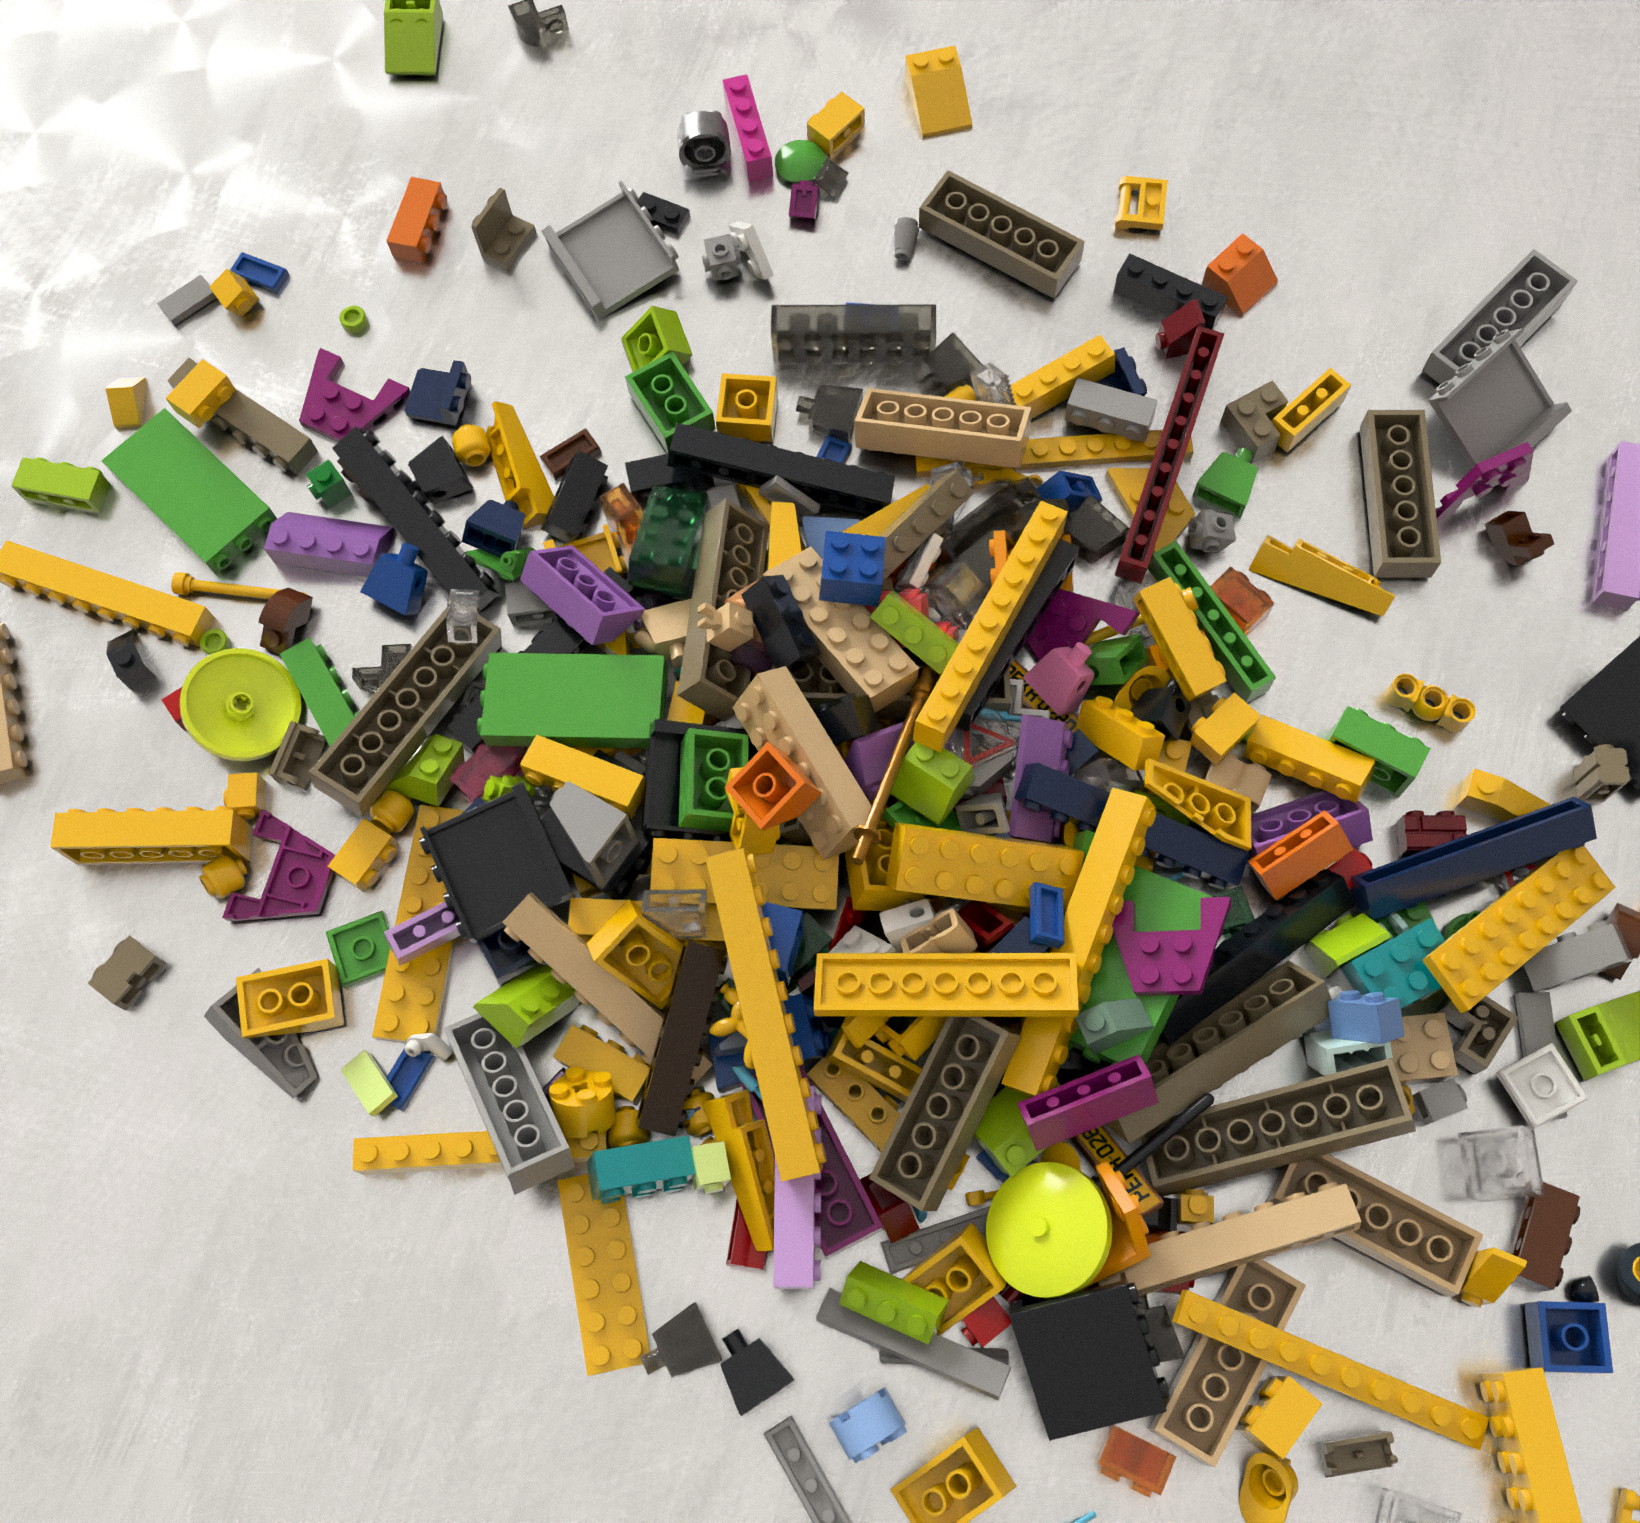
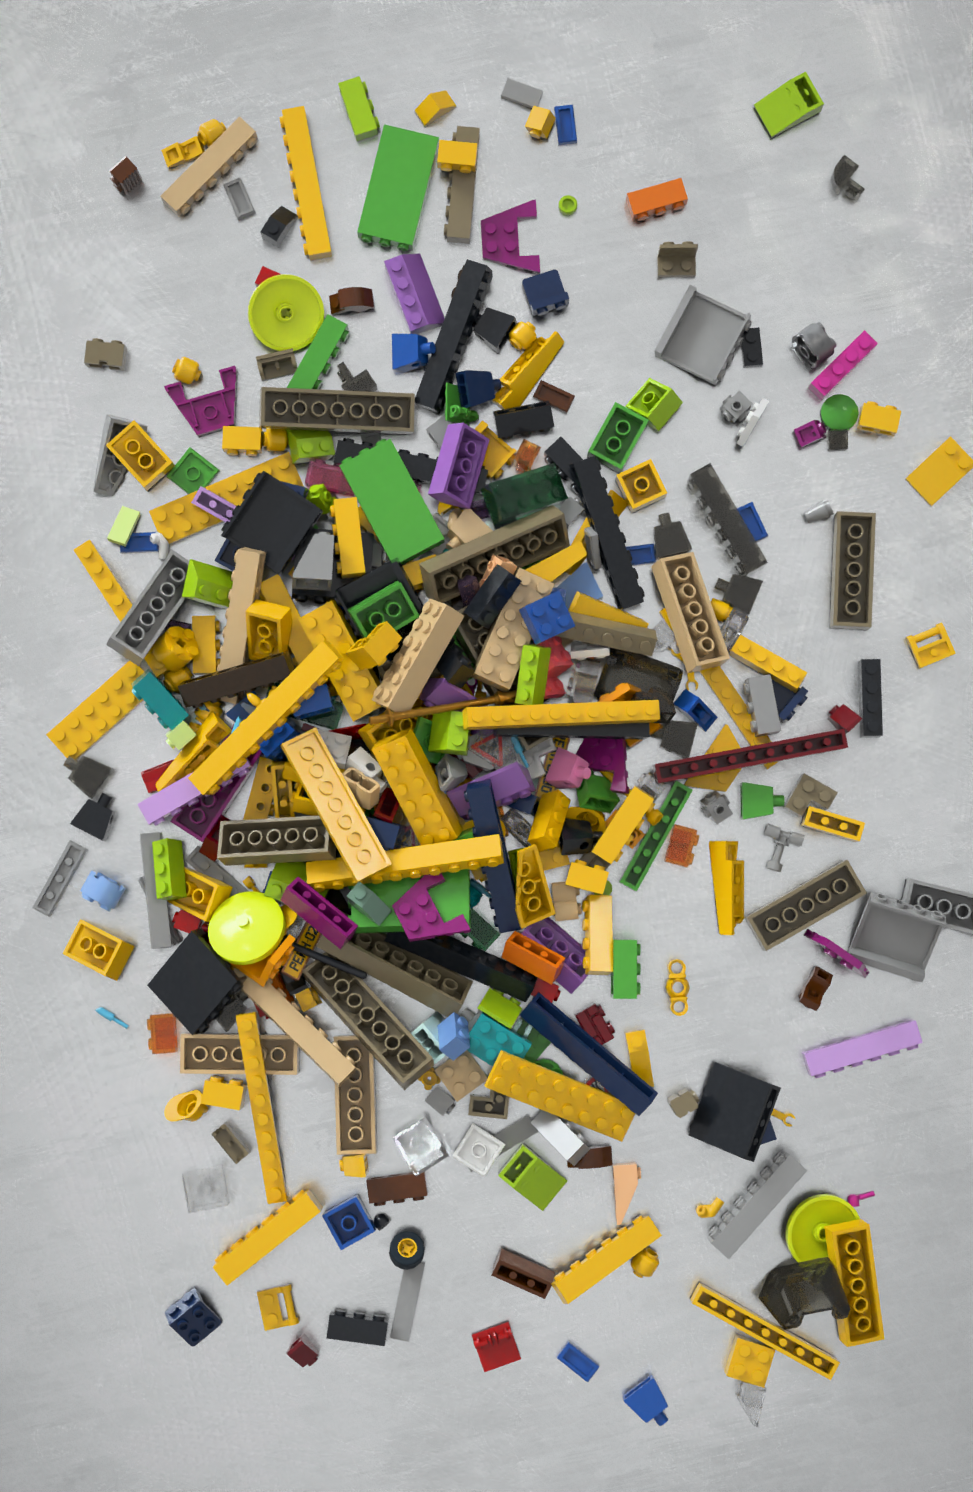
camera: 55 degrees right, 15 degrees up
(59, 688) = (239, 198): none -> light grey tile
(151, 835) = (182, 314): yellow brick -> none
(184, 584) = (340, 225): yellow piece -> none
(214, 641) = (316, 268): lime tile -> none
(245, 794) = (237, 350): yellow brick -> none
(327, 484) = (448, 267): green brick -> none
(463, 615) = (407, 406): clear slope -> none
(678, 912) = (298, 637): clear slope -> none
(726, 626) = (473, 567): tan brick -> none
(772, 788) = (385, 652): orange slope -> none
(1046, 915) = (407, 837): blue tile -> none
(1241, 274) = (910, 735): orange slope -> none
(1295, 480) = (782, 839): none -> light grey bar

